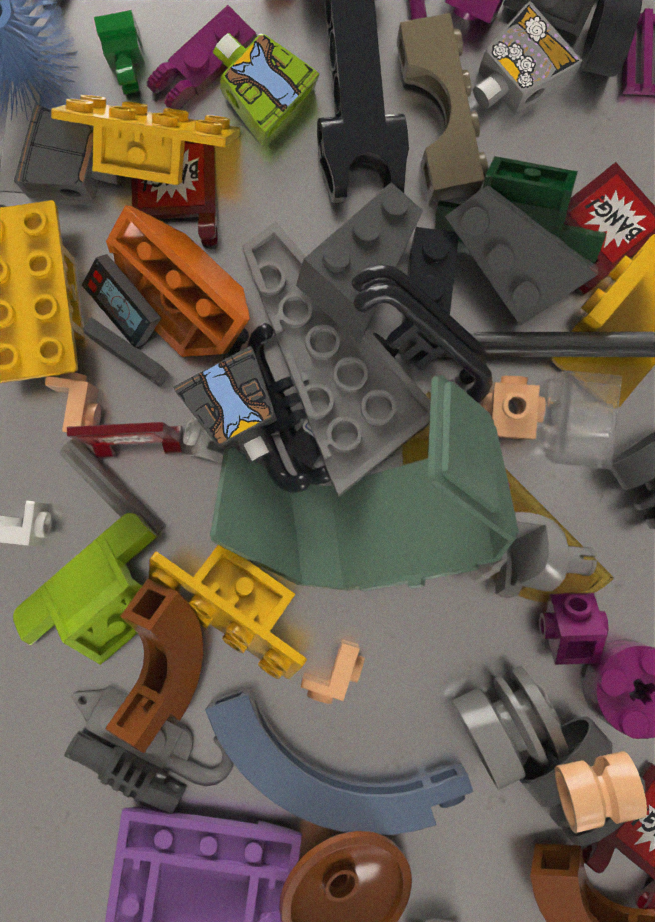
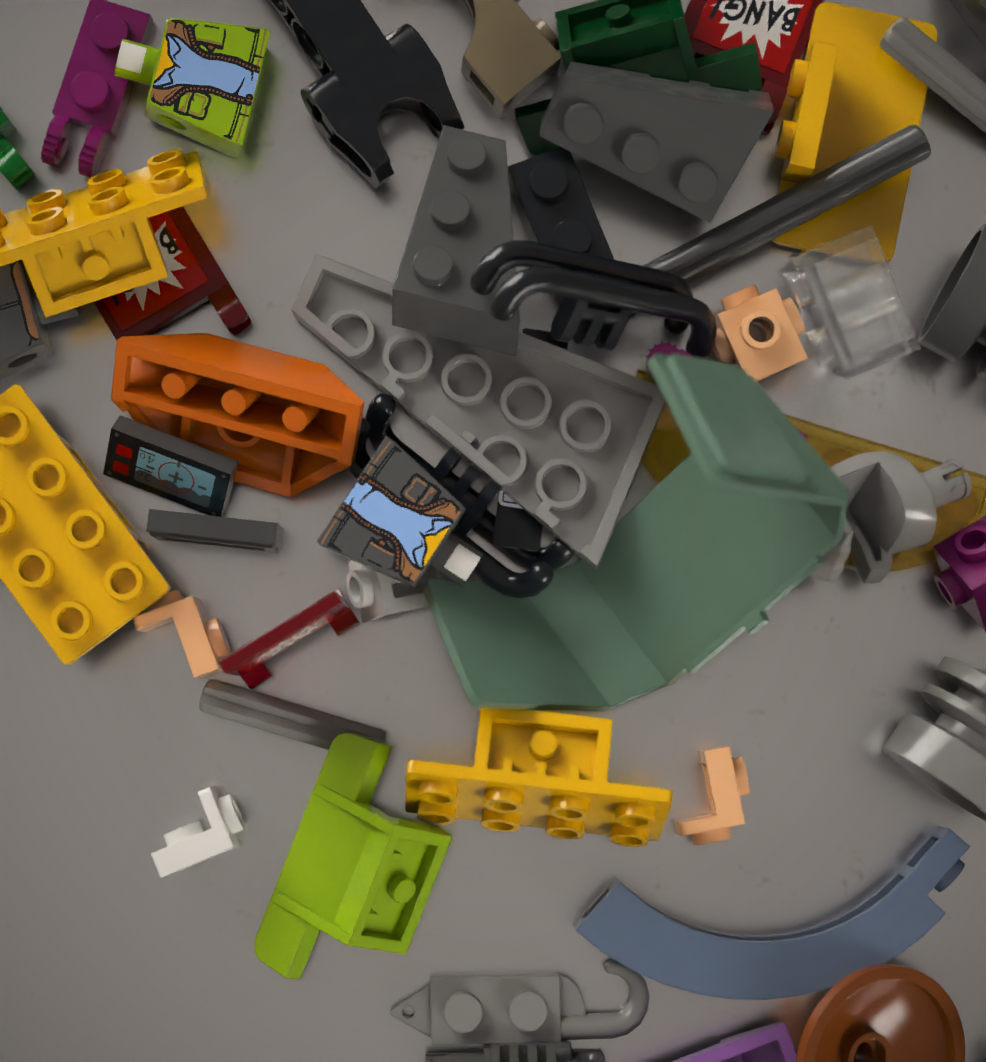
camera: 30 degrees left, 0 degrees up
(169, 668) = (499, 900): dark orange arch -> none

